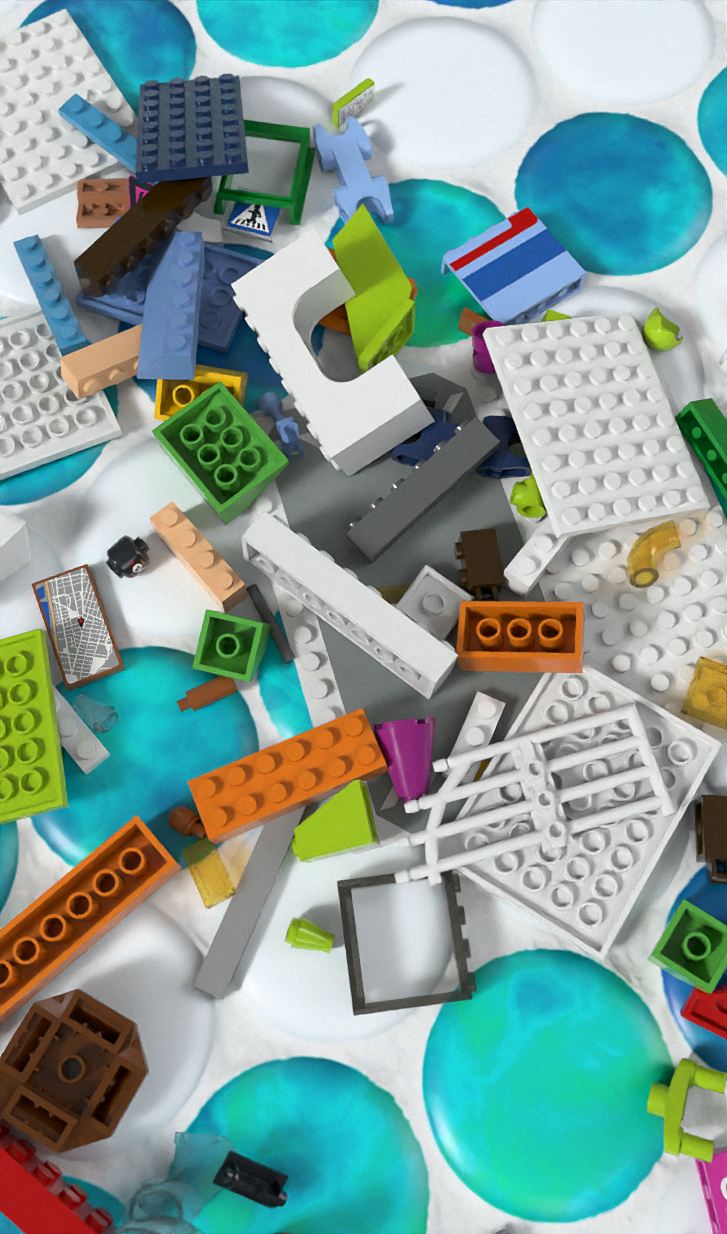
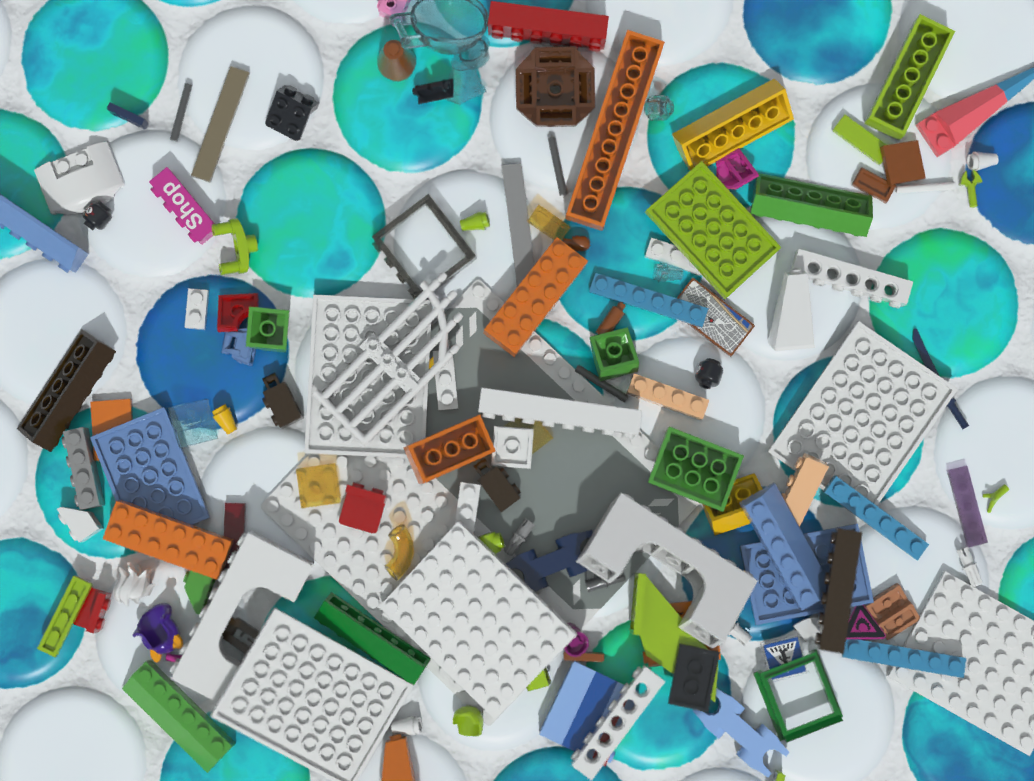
camera: 150 degrees right, 15 degrees up
(143, 691) = (648, 300): none -> dark azure plate
(145, 952) = (557, 166): none -> dark grey bar
(190, 129) = (861, 687): dark blue plate -> none
(287, 429) = (663, 505): medium blue bar -> none
(338, 826) = (491, 285): lime slope -> none
(371, 235) = (693, 677): none -> black tile
(408, 754) = (477, 347): magenta cone -> none
(422, 489) = (557, 511): dark grey brick -> none
(486, 495) = (519, 537): none -> light grey axle
(487, 233) = (590, 767): none -> white brick
(673, 632) = (362, 508): none -> red bracket

